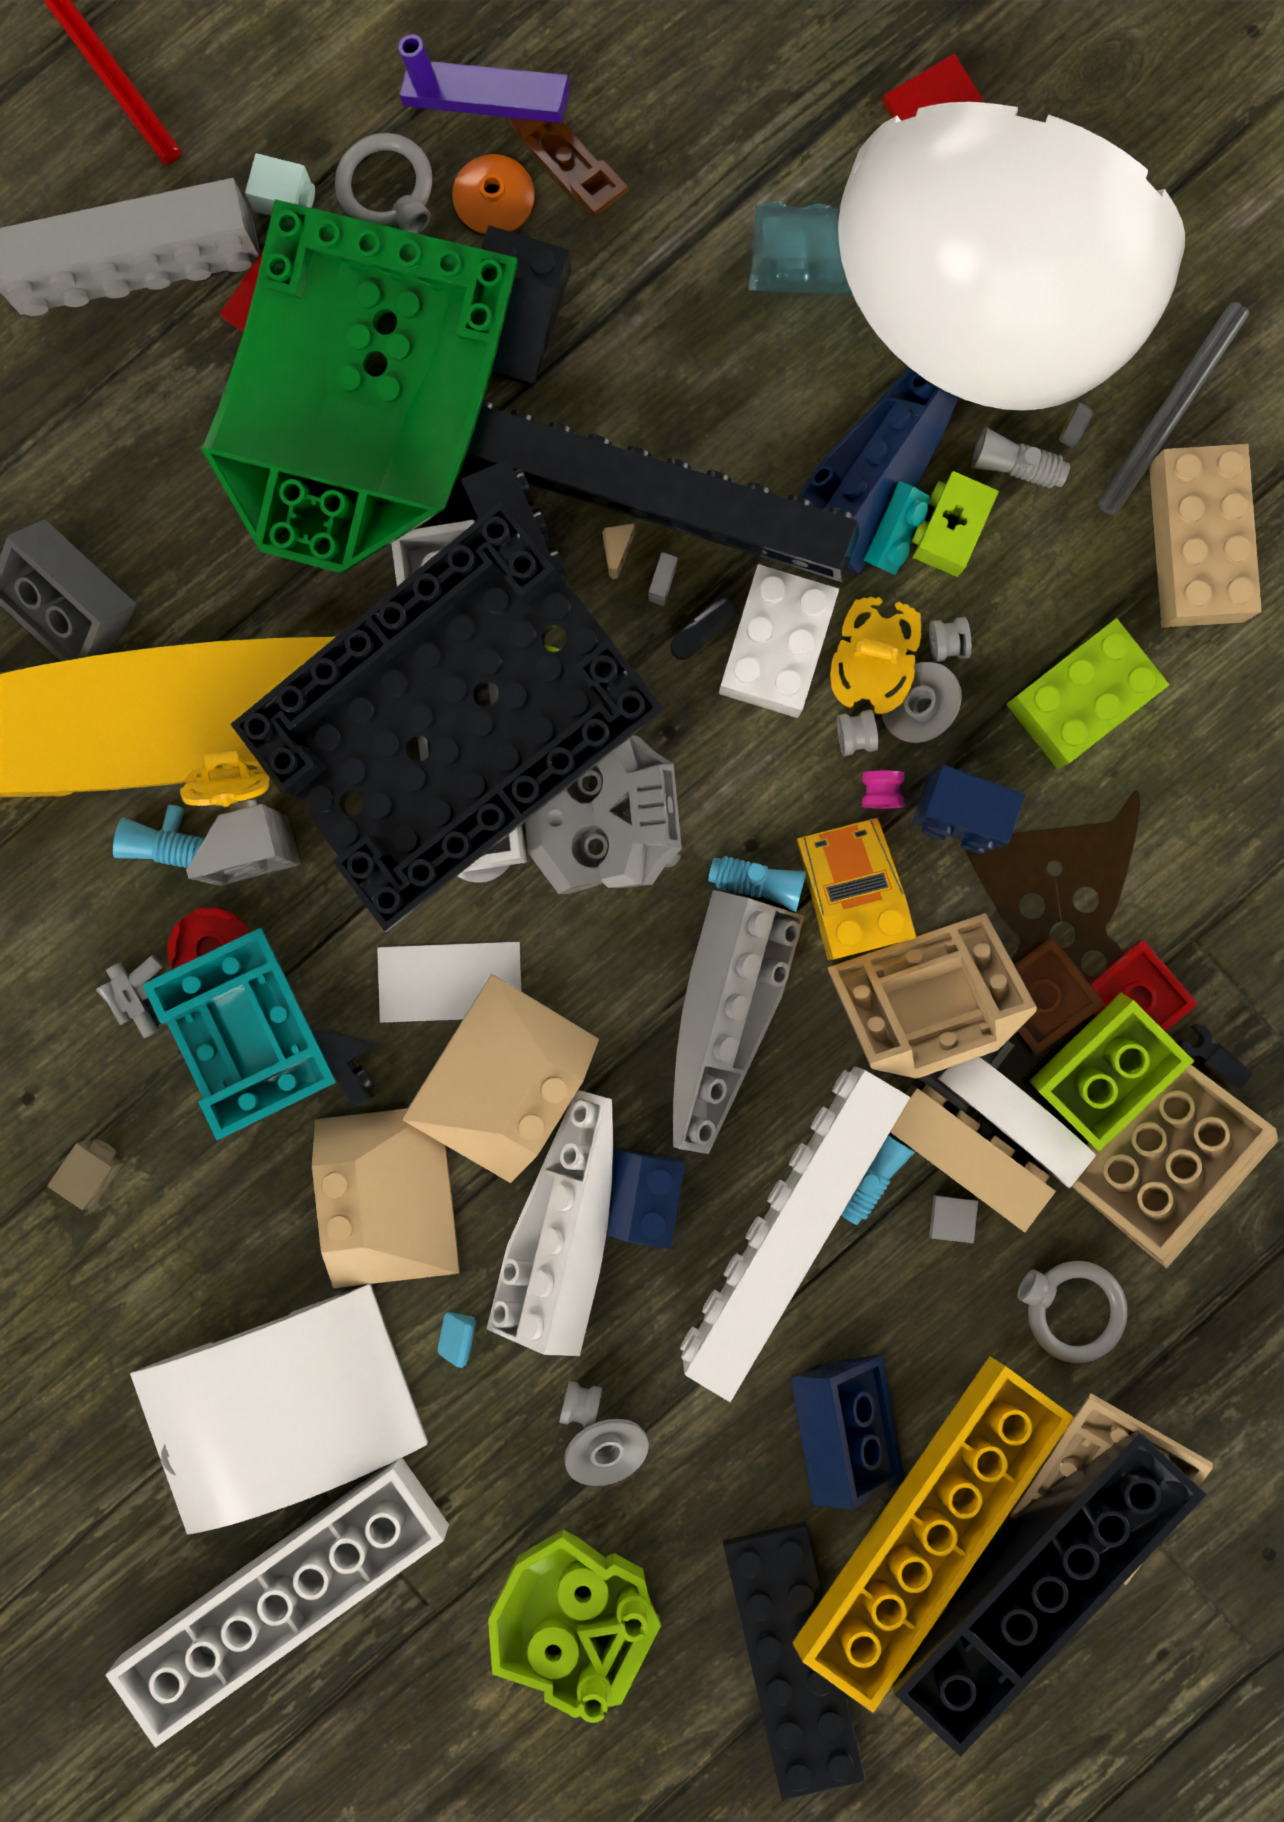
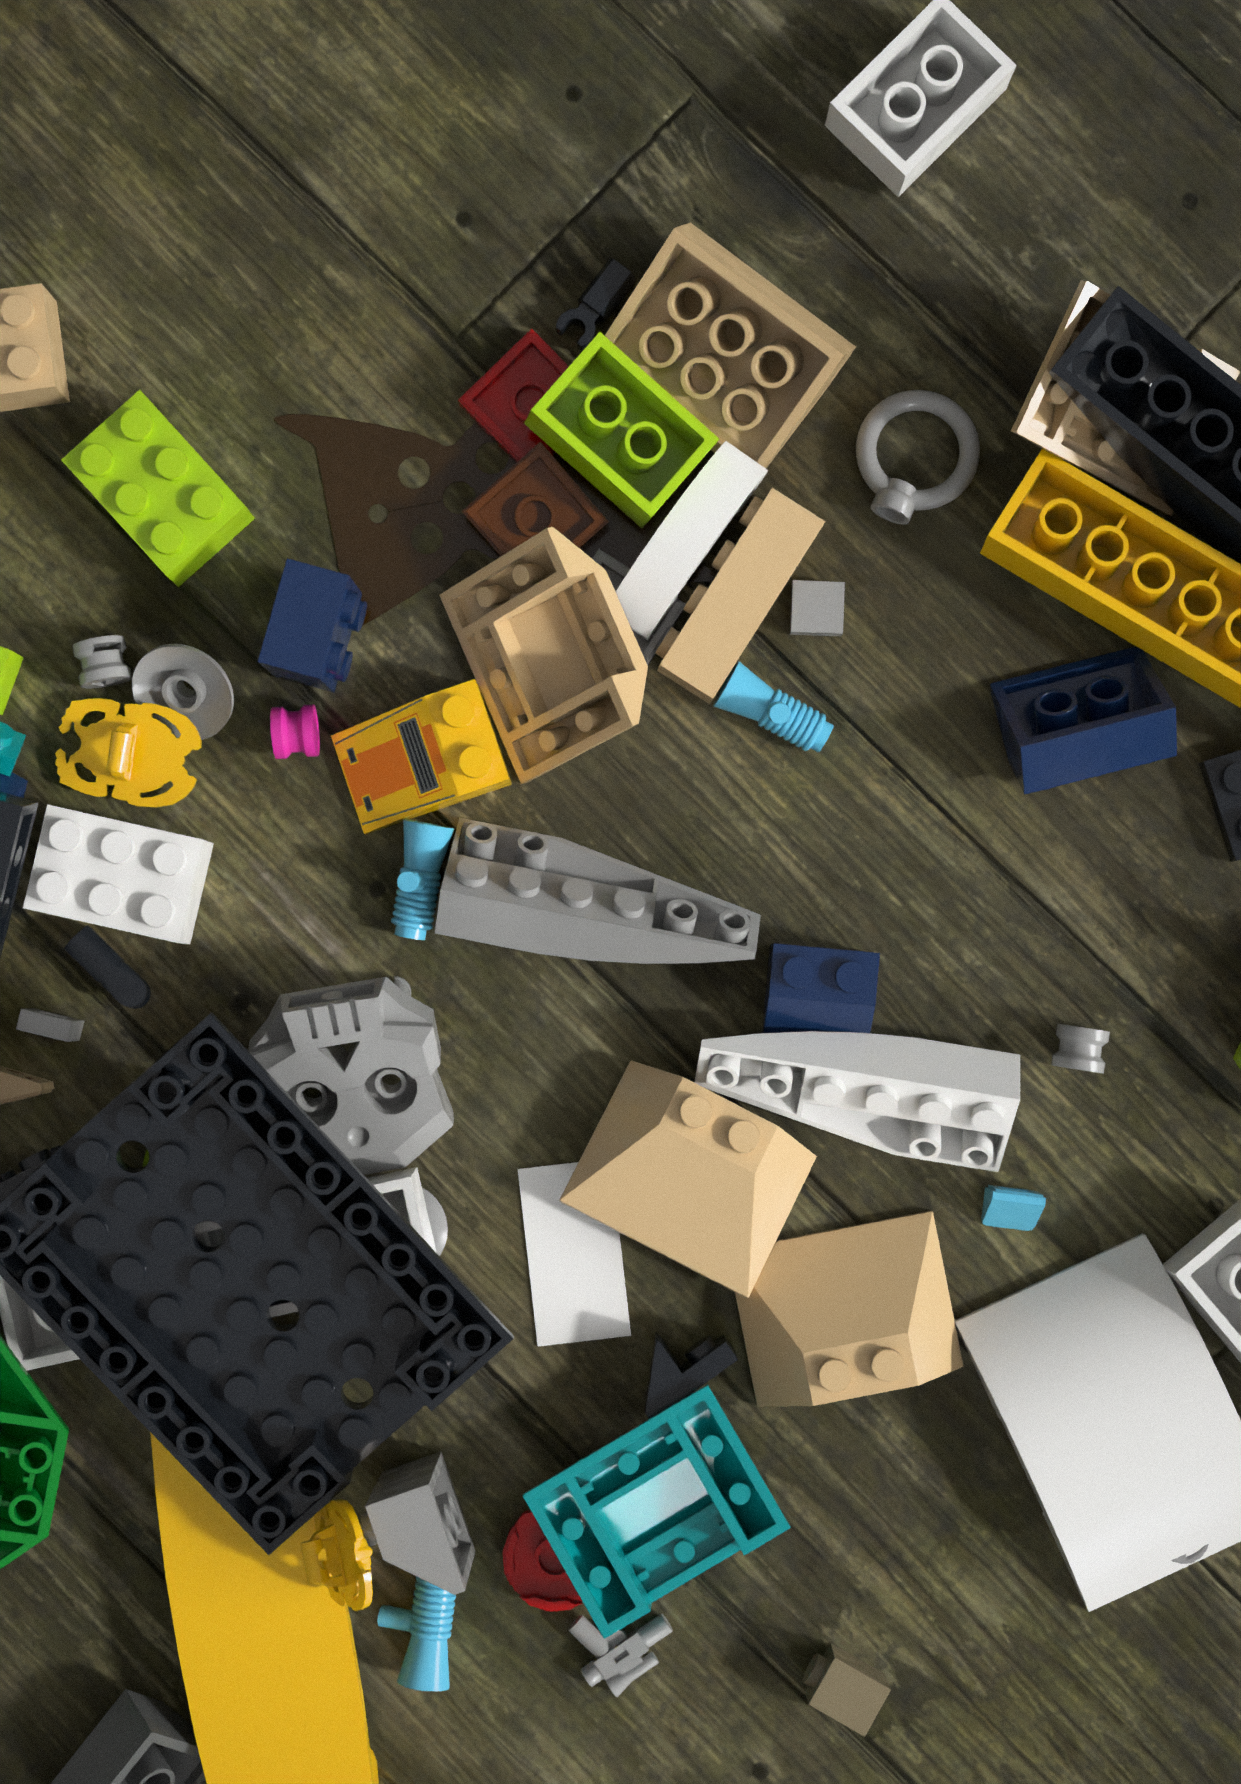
camera: 90 degrees left, 0 degrees up
(606, 1452) = (1134, 1012): light grey dish -> none
(792, 1231) = (845, 804): white brick -> none
(857, 732) = (226, 768): light grey wheel -> none

